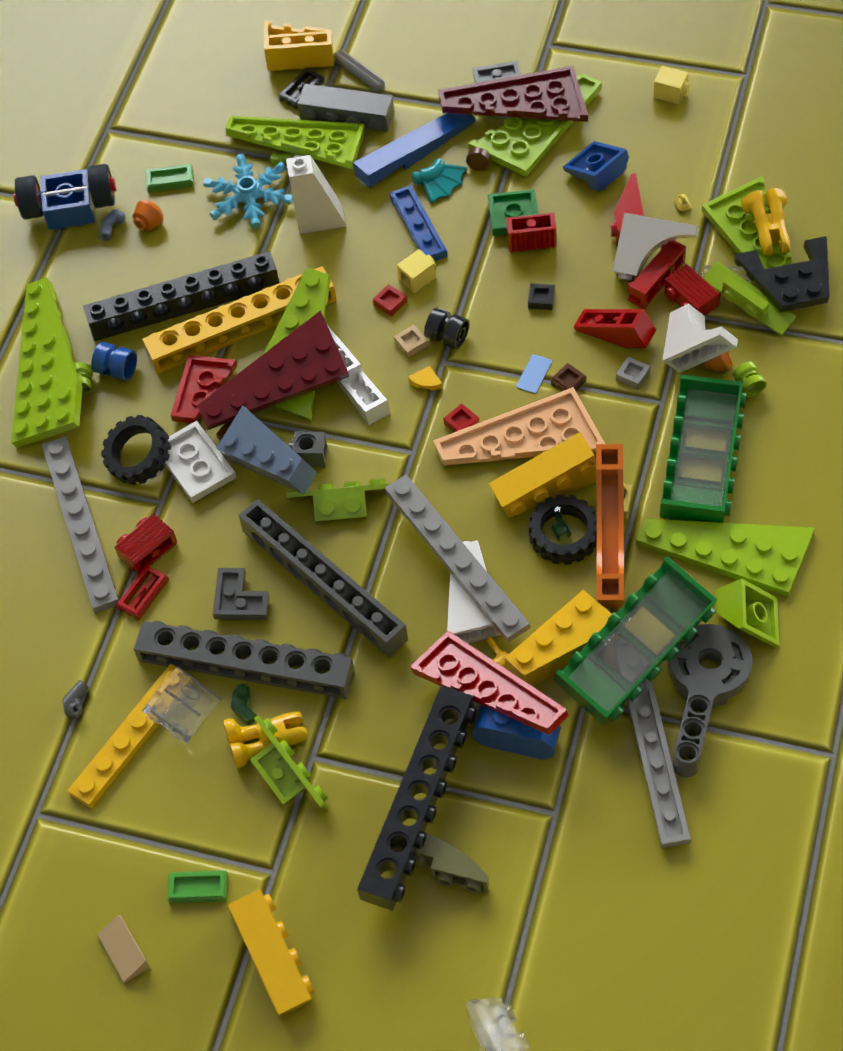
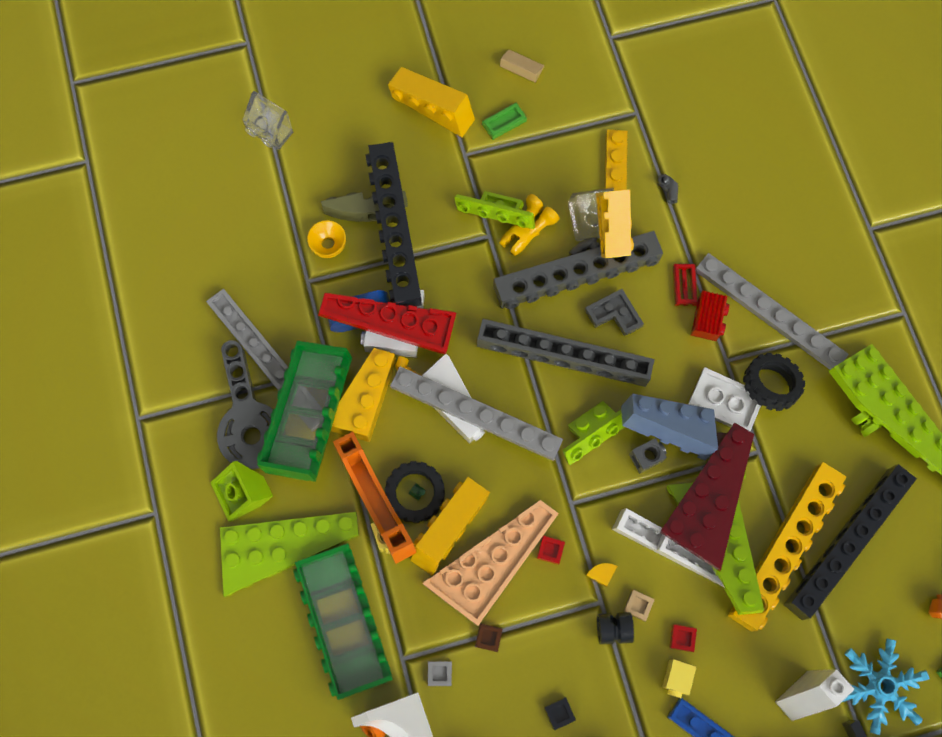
camera: 140 degrees right, 15 degrees up
(118, 362) = (849, 451): blue wheel -> none
(174, 654) = (614, 223): none -> yellow wedge
(198, 381) = (772, 467): red wing -> none
(215, 683) = (590, 243): none -> dark grey arm
(240, 704) = (559, 241): clear green arm -> none
(505, 826) = (326, 230): none -> yellow piece
(534, 373) = (521, 631): light blue sticker -> none
(618, 326) = (477, 710): red slope -> none
(752, 381) = (341, 720): lime wheel -> none

